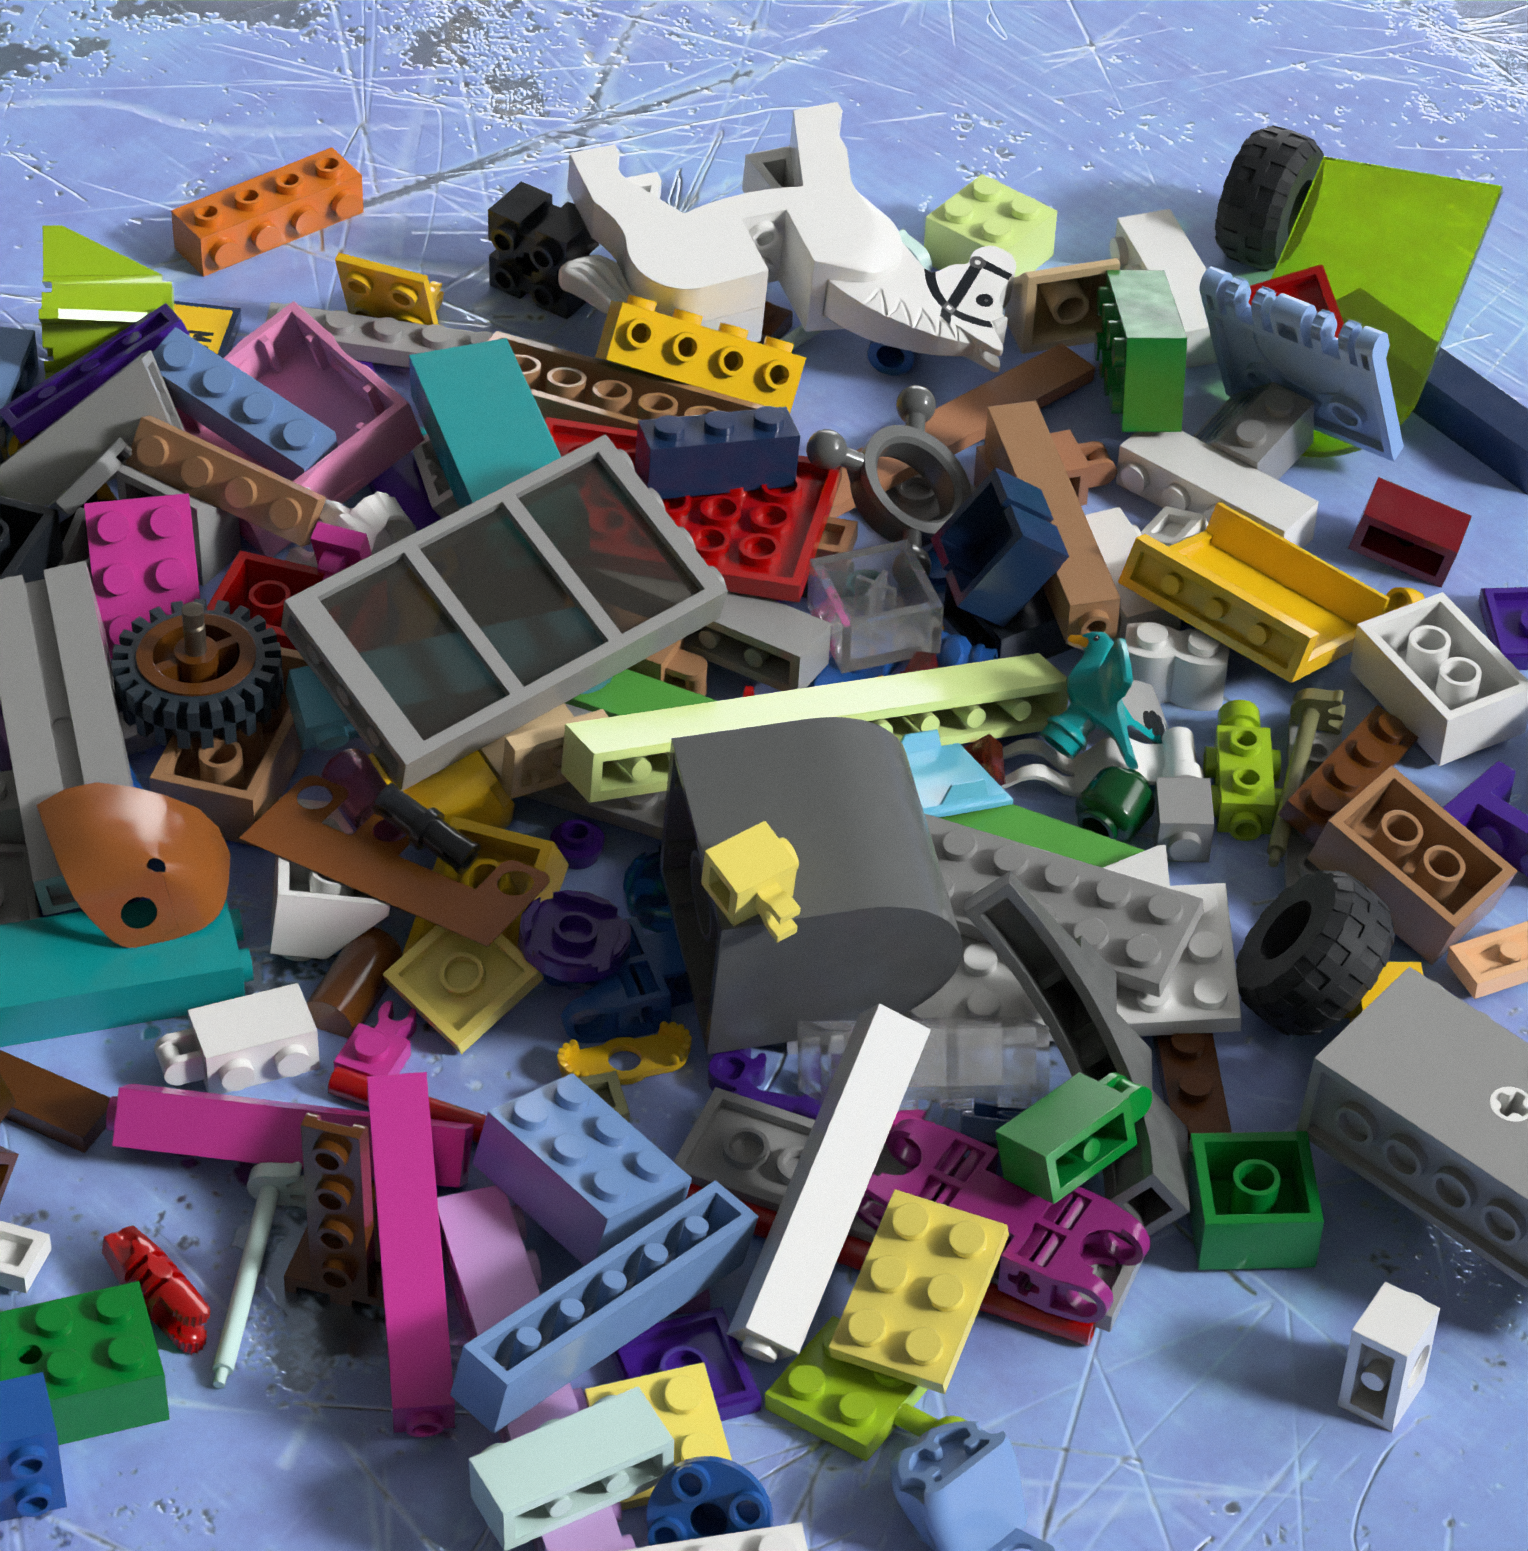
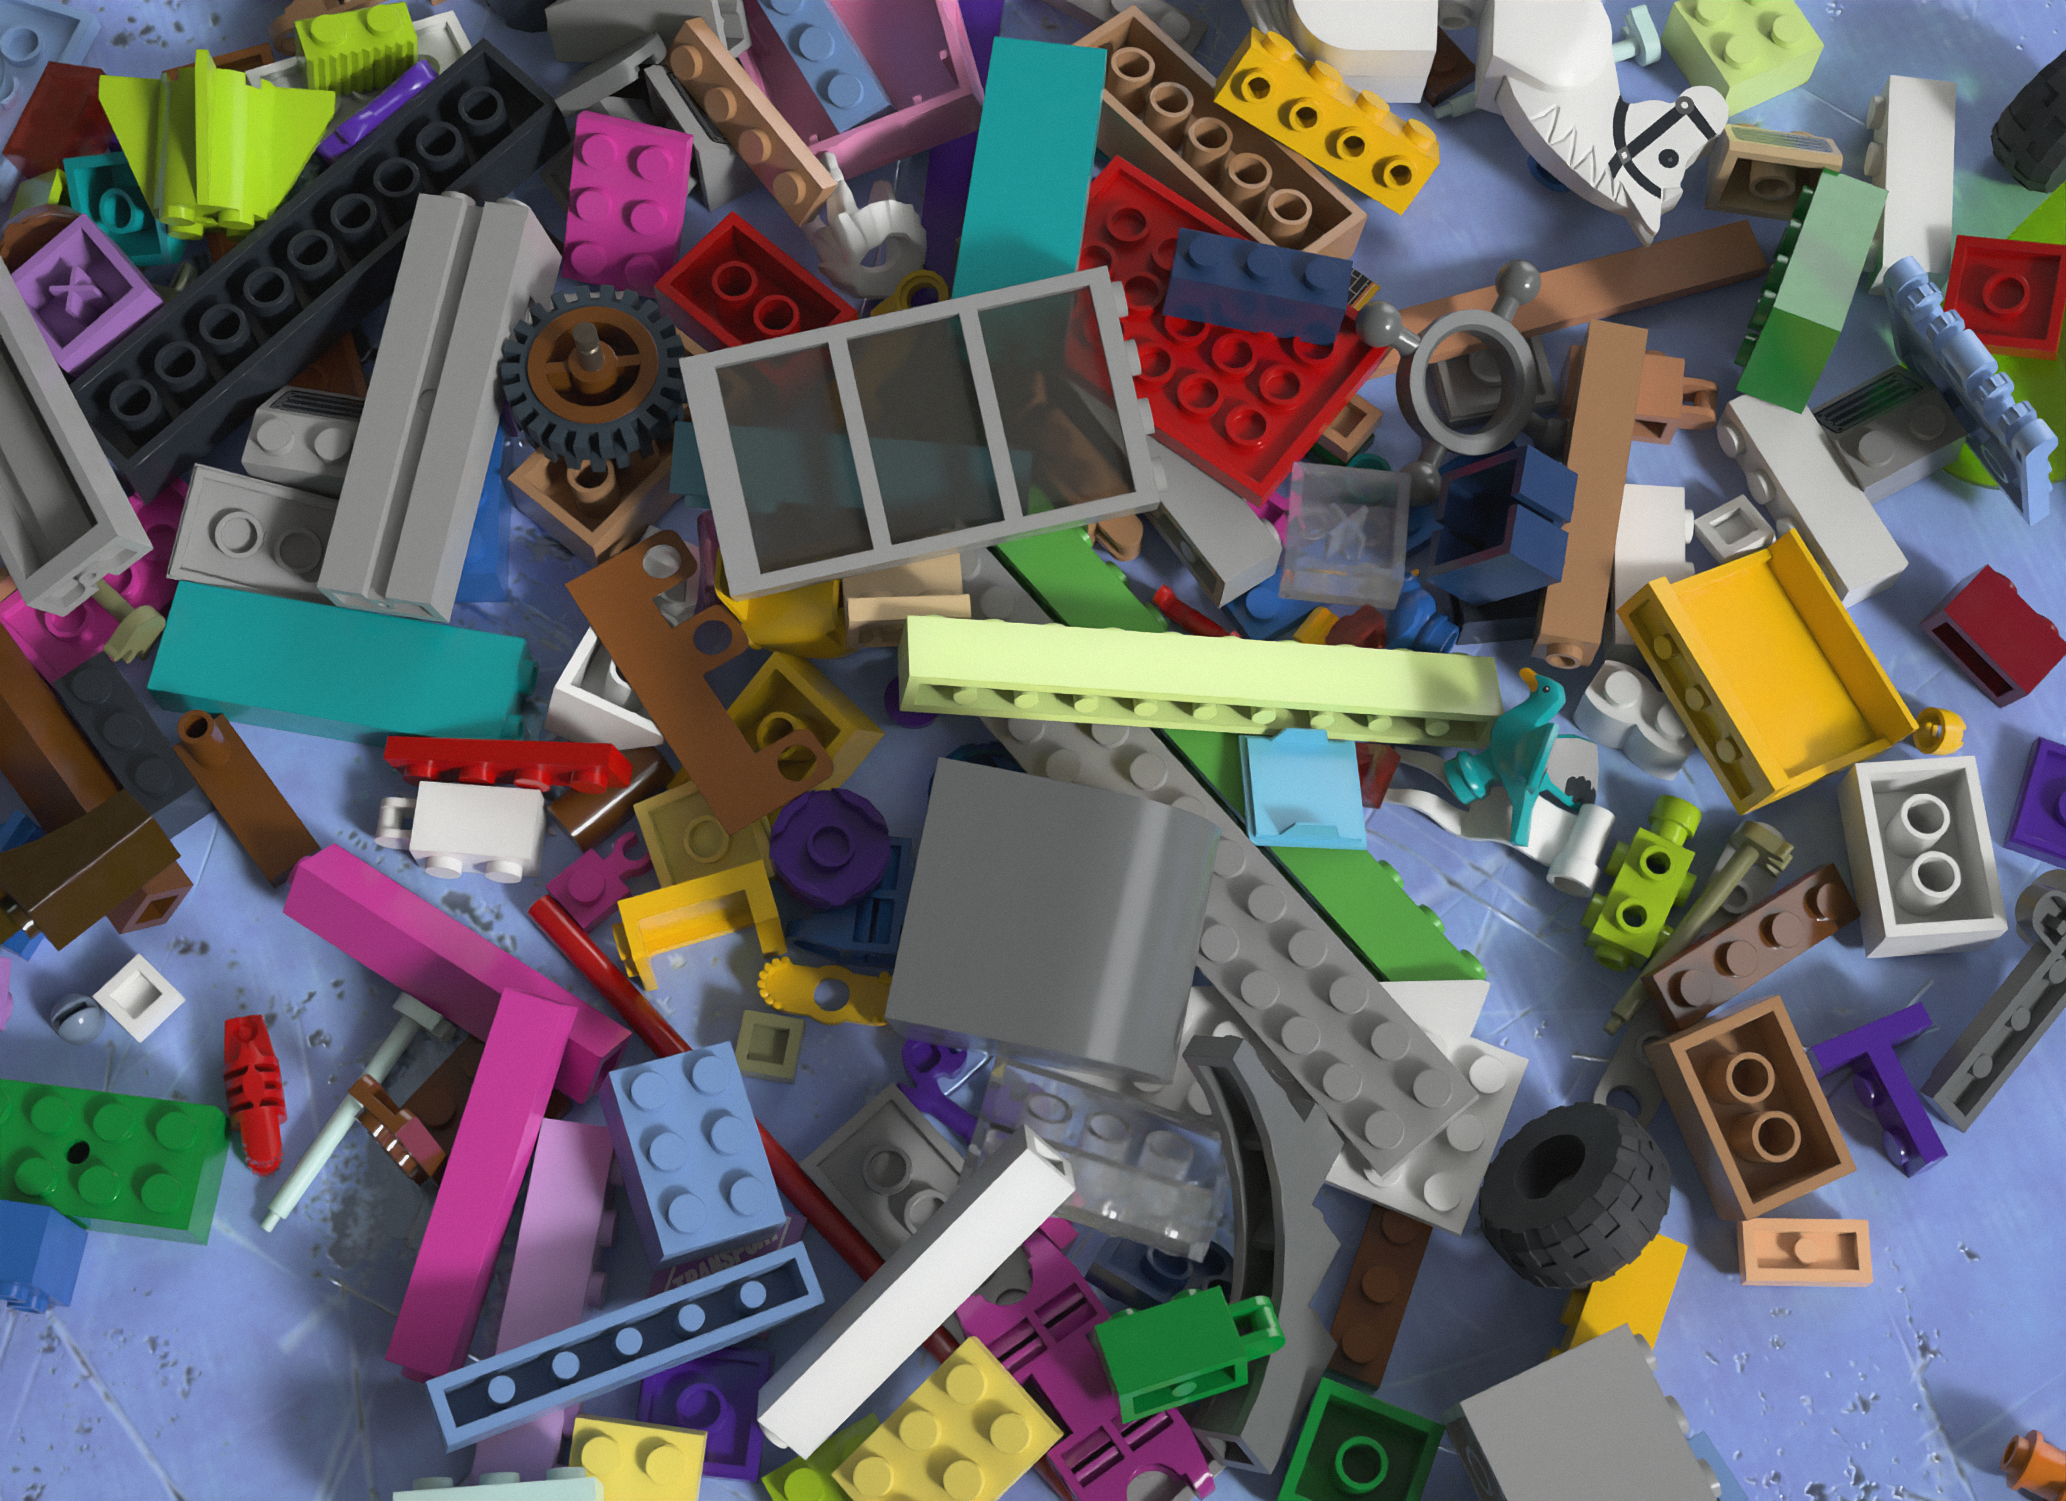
camera: 25 degrees right, 25 degrees up
(103, 847) = (423, 561): dark orange piece -> none
(289, 959) = (517, 762): none -> red plate
(338, 548) = (814, 268): dark pink tile -> none
(426, 828) = (735, 662): black pin -> none
(490, 1016) = (697, 913): none -> yellow panel
(754, 877) = (933, 978): light yellow brick -> none
(1115, 804) = (1481, 882): dark green head -> none
(1183, 818) = (1544, 929): light grey brick -> none

